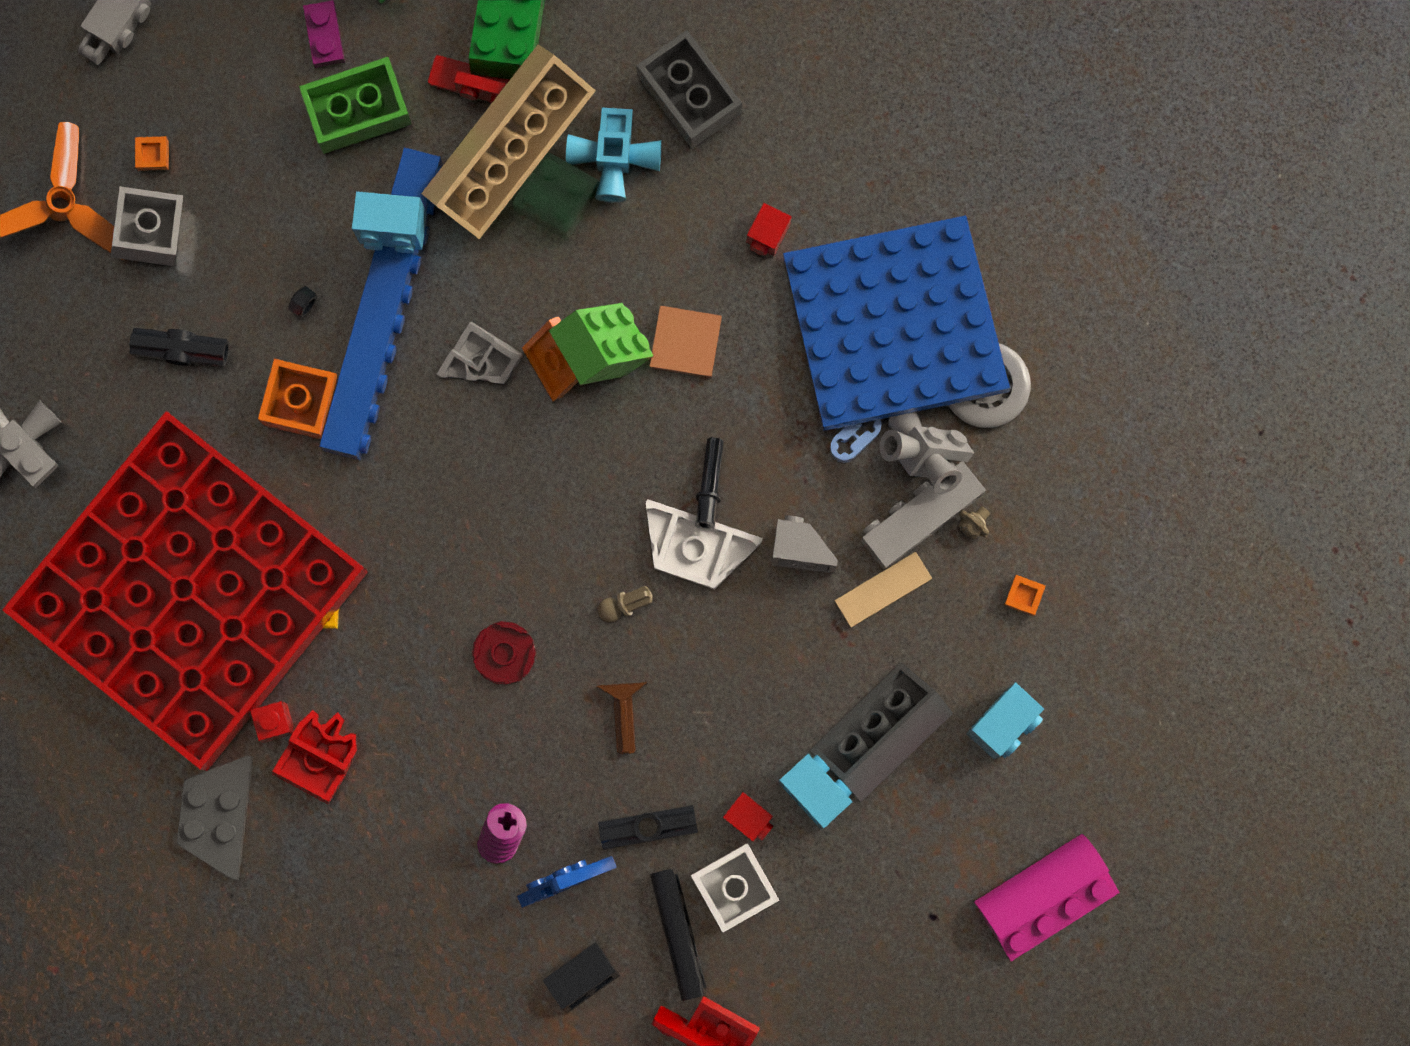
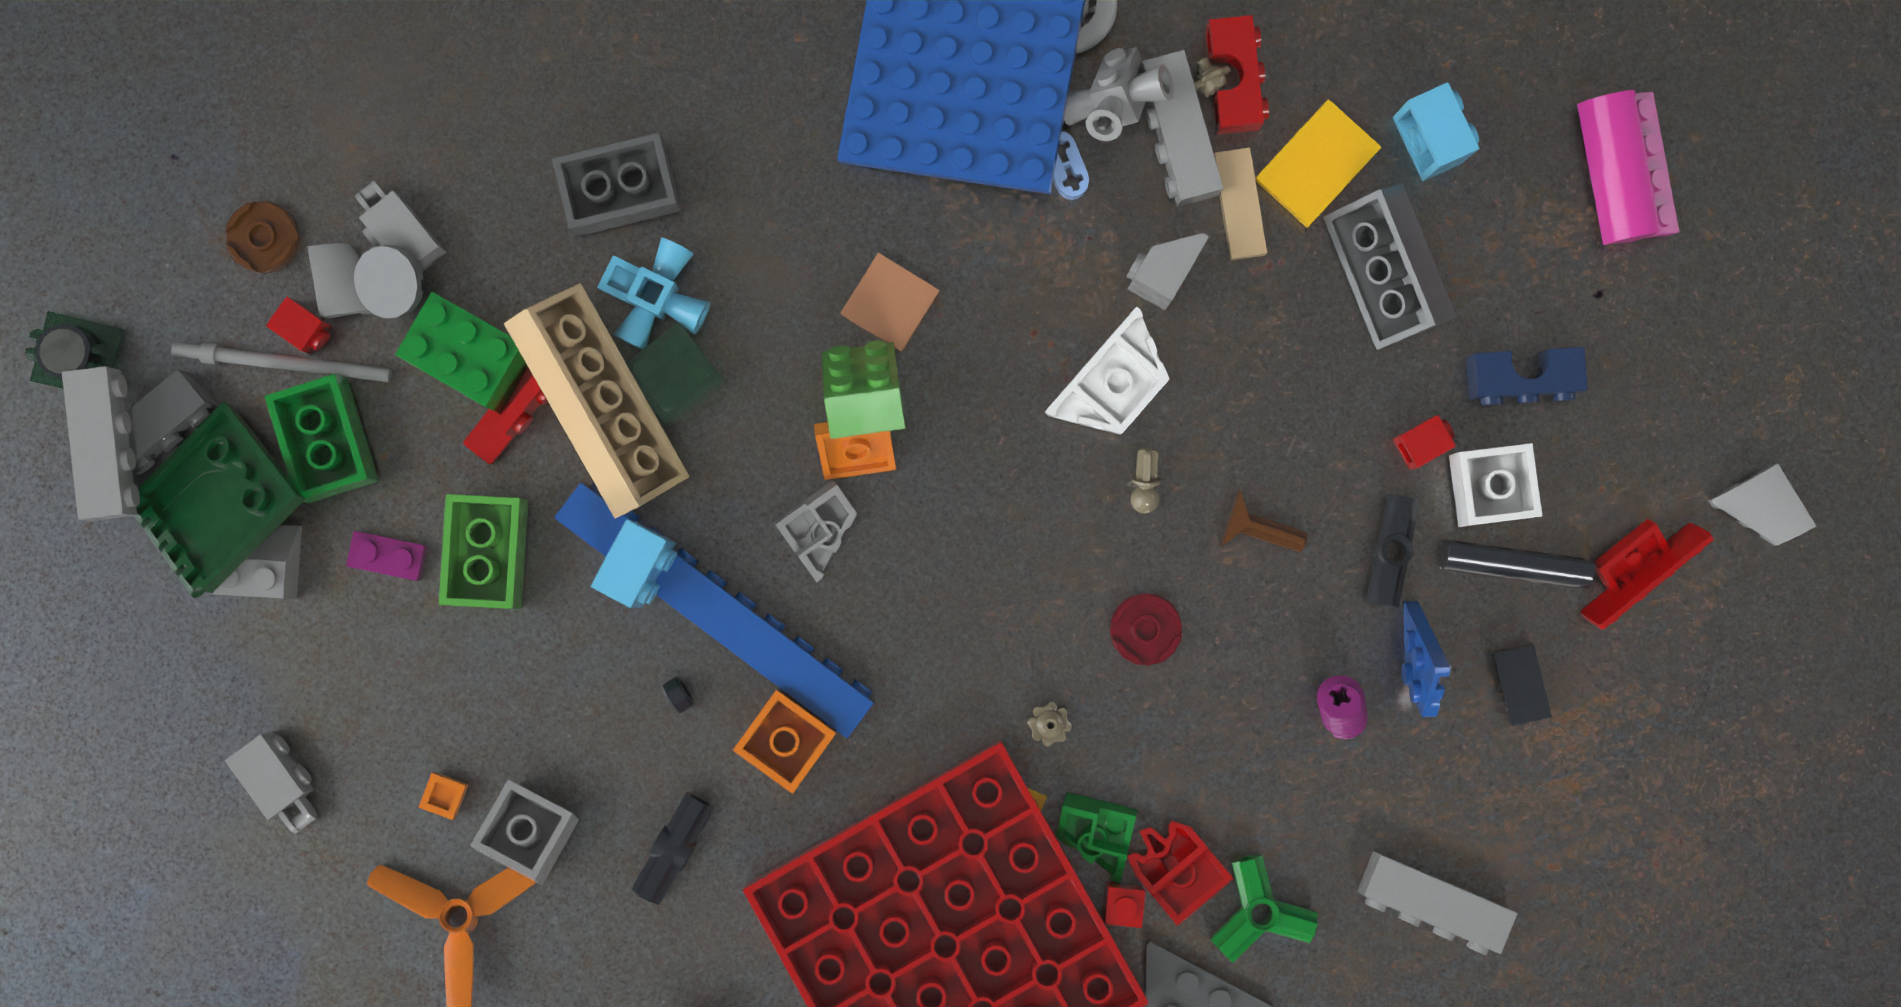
camera: 70 degrees left, 5 degrees up
(290, 827) = (1283, 918): none -> green piece
(324, 679) = (1097, 831): none -> green slope
(373, 978) = (1437, 903): none -> light grey brick
(395, 605) = (1049, 724): none -> dark tan plant
(708, 496) = (1069, 344): black axle -> none
(768, 230) = (806, 164): red brick -> none
(816, 791) = (1437, 356): medium azure brick -> none
(847, 907) = (1559, 375): none -> dark blue arch
(943, 639) = (1317, 163): none -> yellow tile
(962, 557) = (1236, 44): none -> red arch
(1024, 595) = (1306, 58): orange plate -> none

